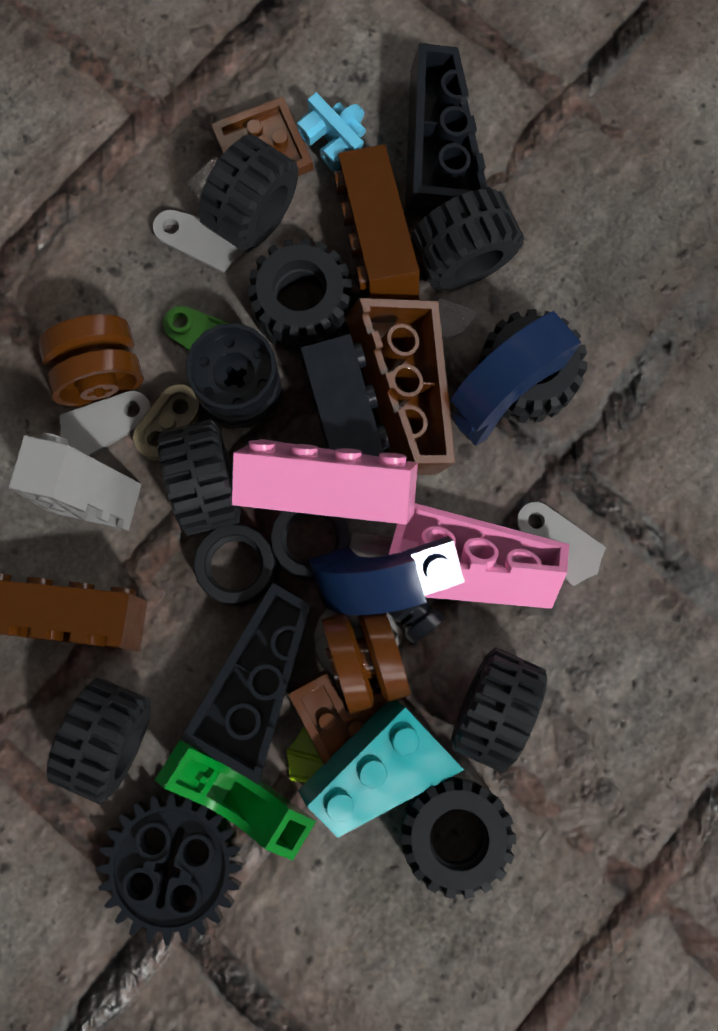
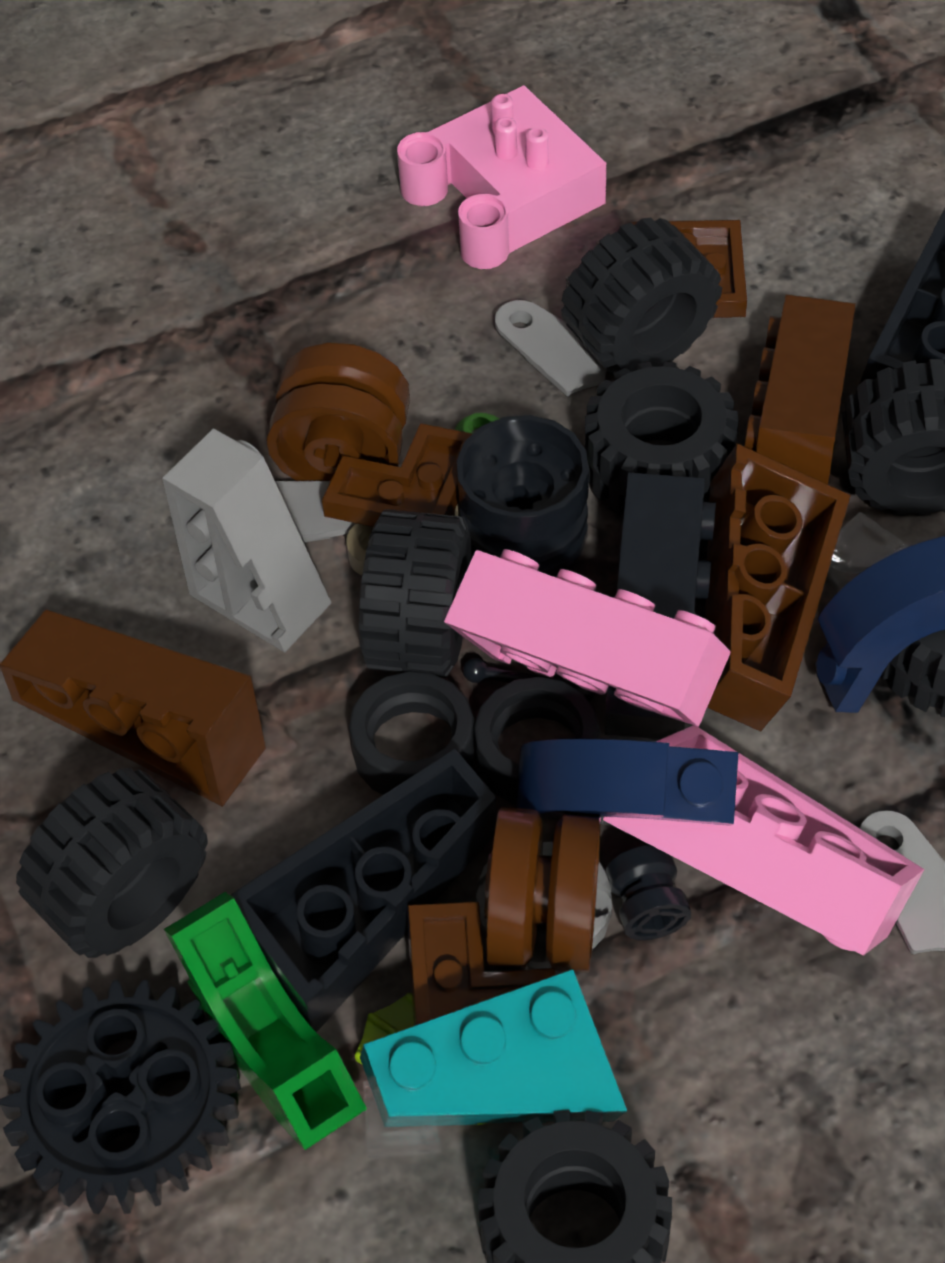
camera: 25 degrees right, 25 degrees down
(113, 101) = (513, 166): none -> bright pink piece
(162, 404) = (422, 484): none -> reddish brown plate
(338, 125) = (792, 269): medium azure hips -> none
(499, 710) = (716, 1042): black tyre -> none

